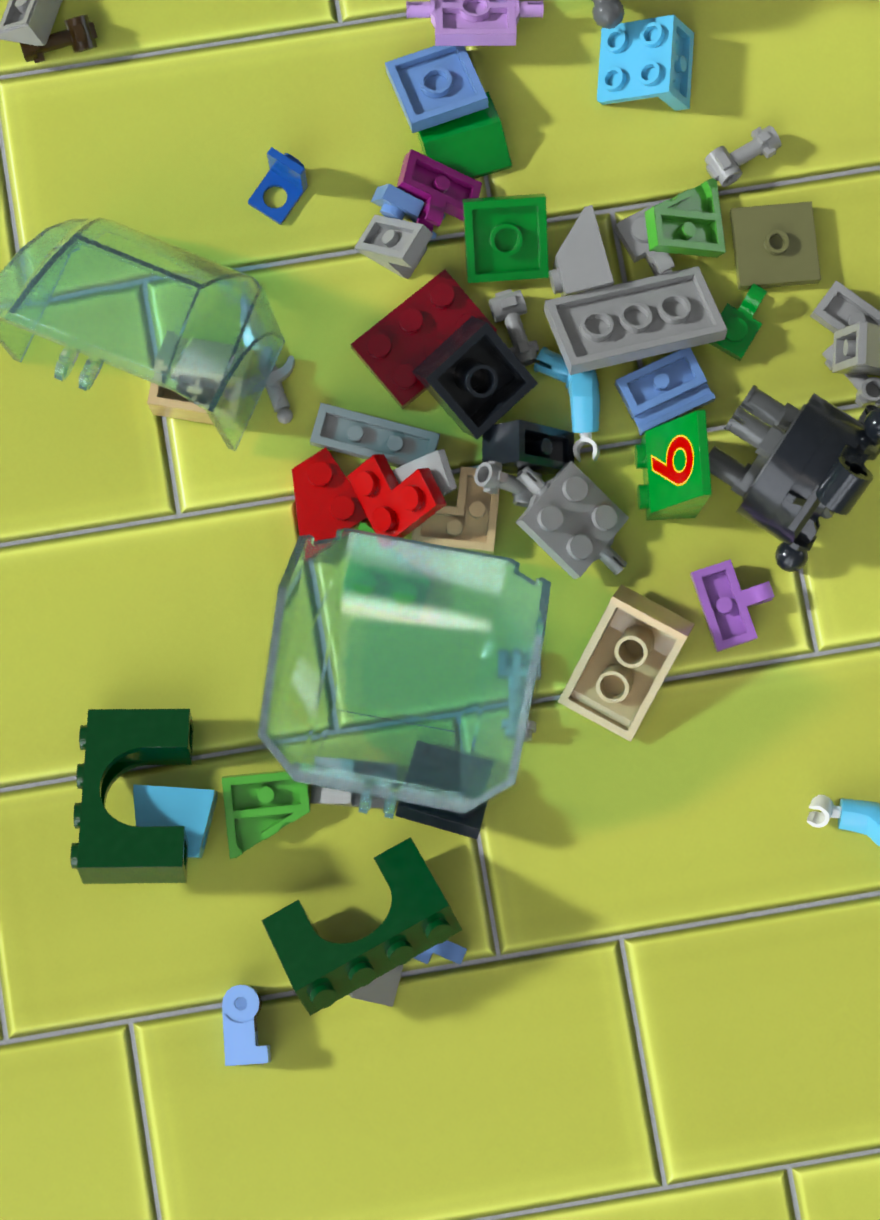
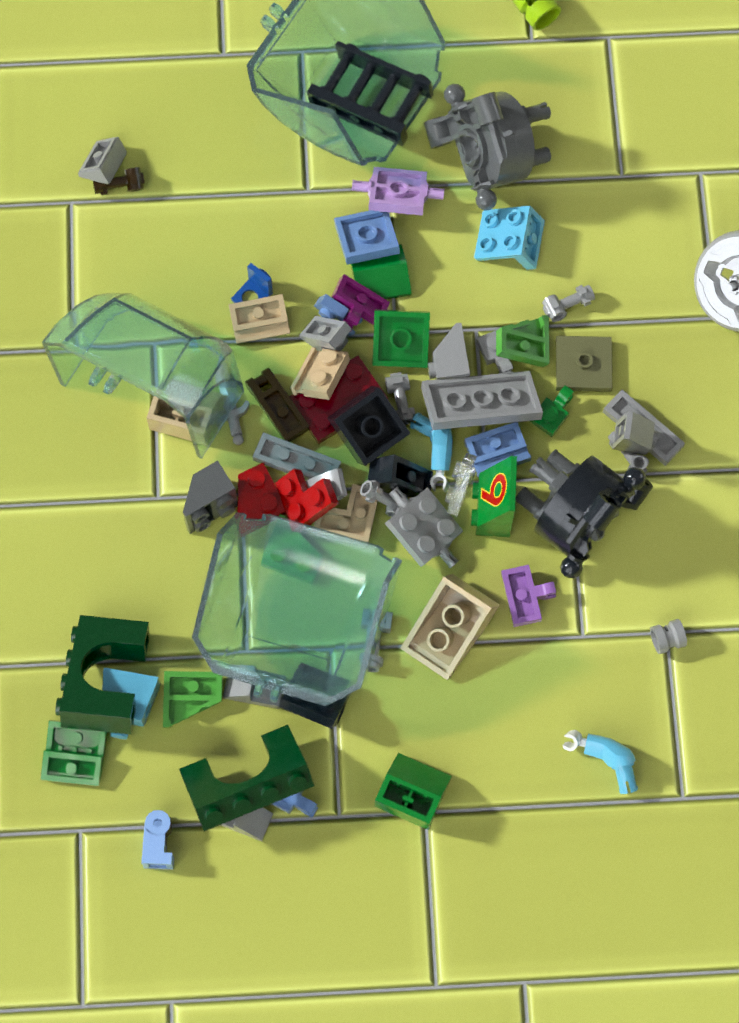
camera: 10 degrees right, 10 degrees down
(105, 917) = (73, 755): none -> green slope
(253, 511) = (208, 498): none -> dark grey slope
(293, 229) = (259, 319): none -> tan plate
(336, 359) = (277, 406): none -> dark brown plate
(394, 304) = (320, 373): none -> tan plate
(602, 911) = (412, 791): none -> green slope
(621, 436) = (464, 475): none -> clear plate

